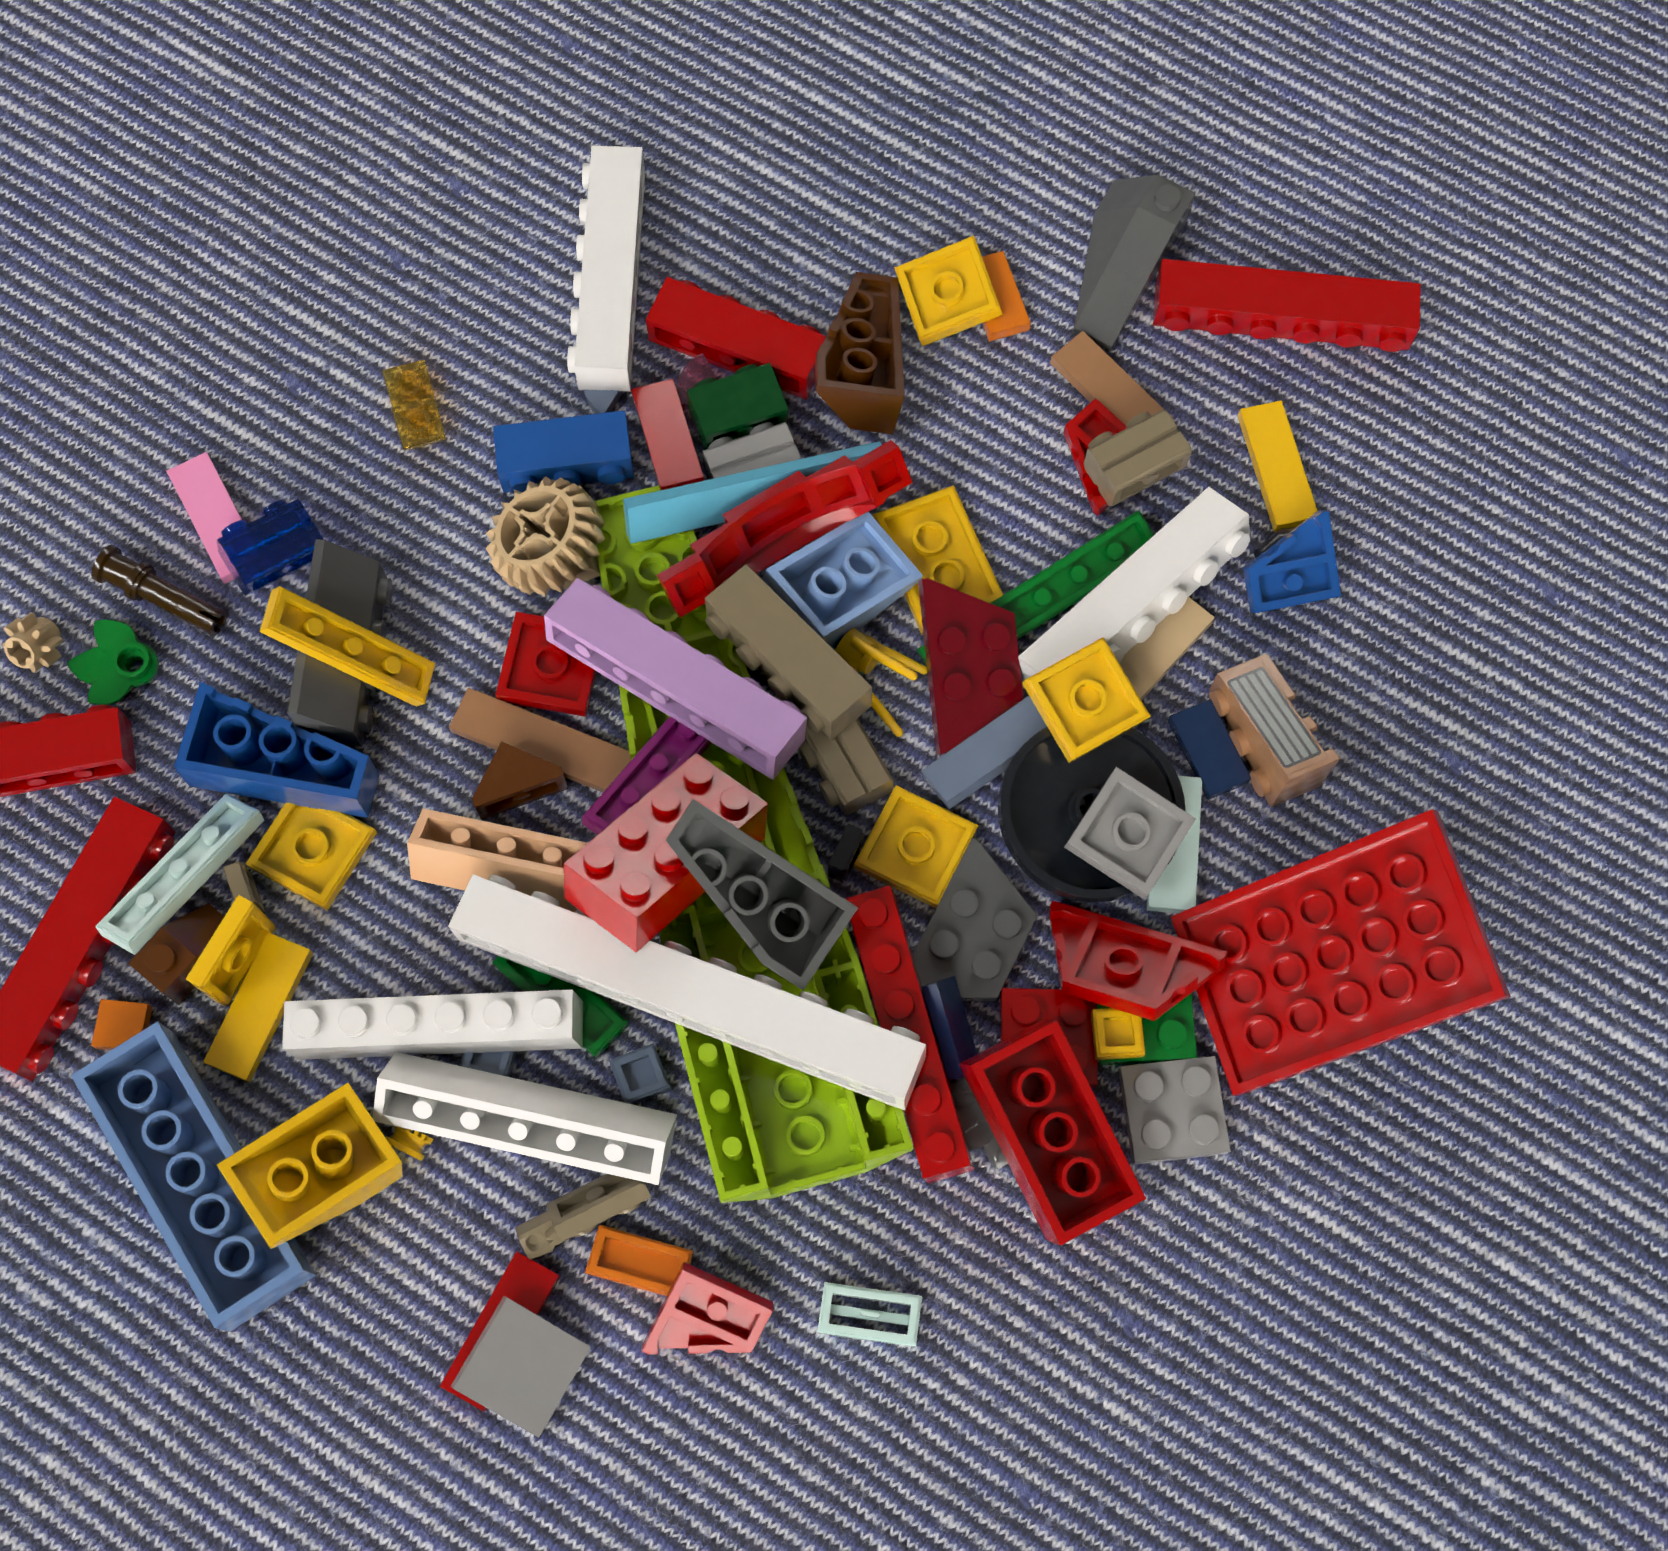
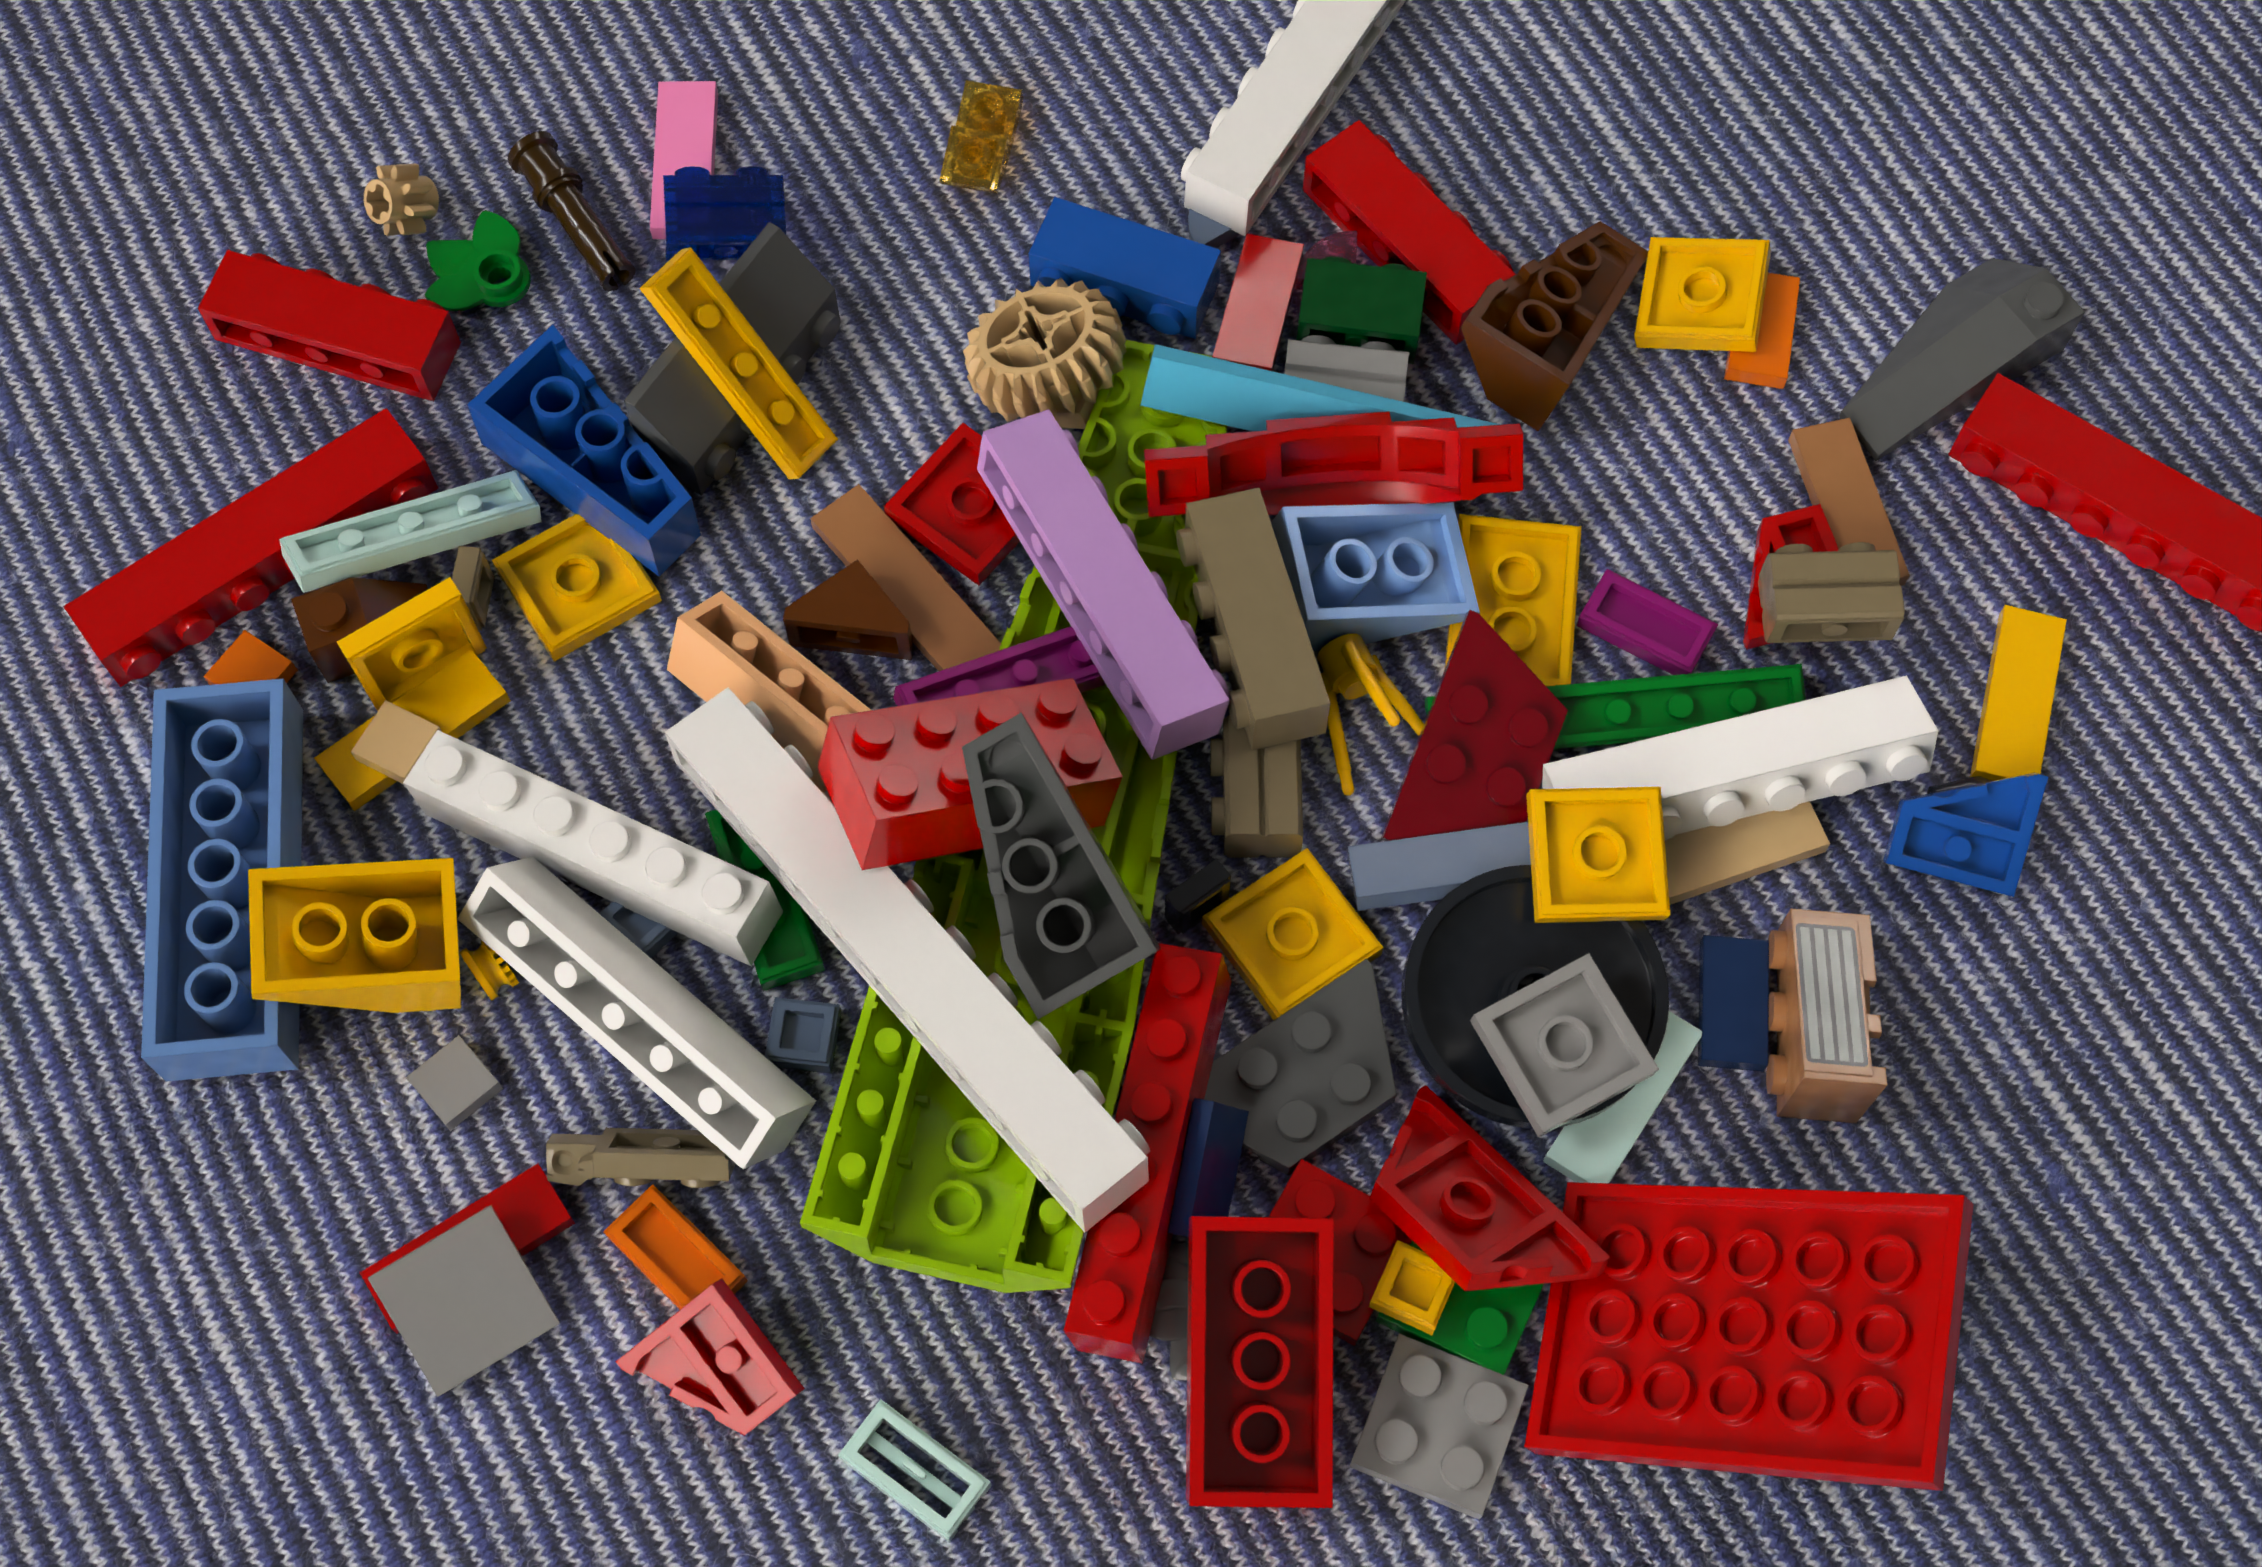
camera: 30 degrees right, 5 degrees down
(257, 1023) = (394, 741): none -> tan tile
(428, 1228) = (454, 1083): none -> light grey tile
(1027, 530) = (1646, 624): none -> magenta tile

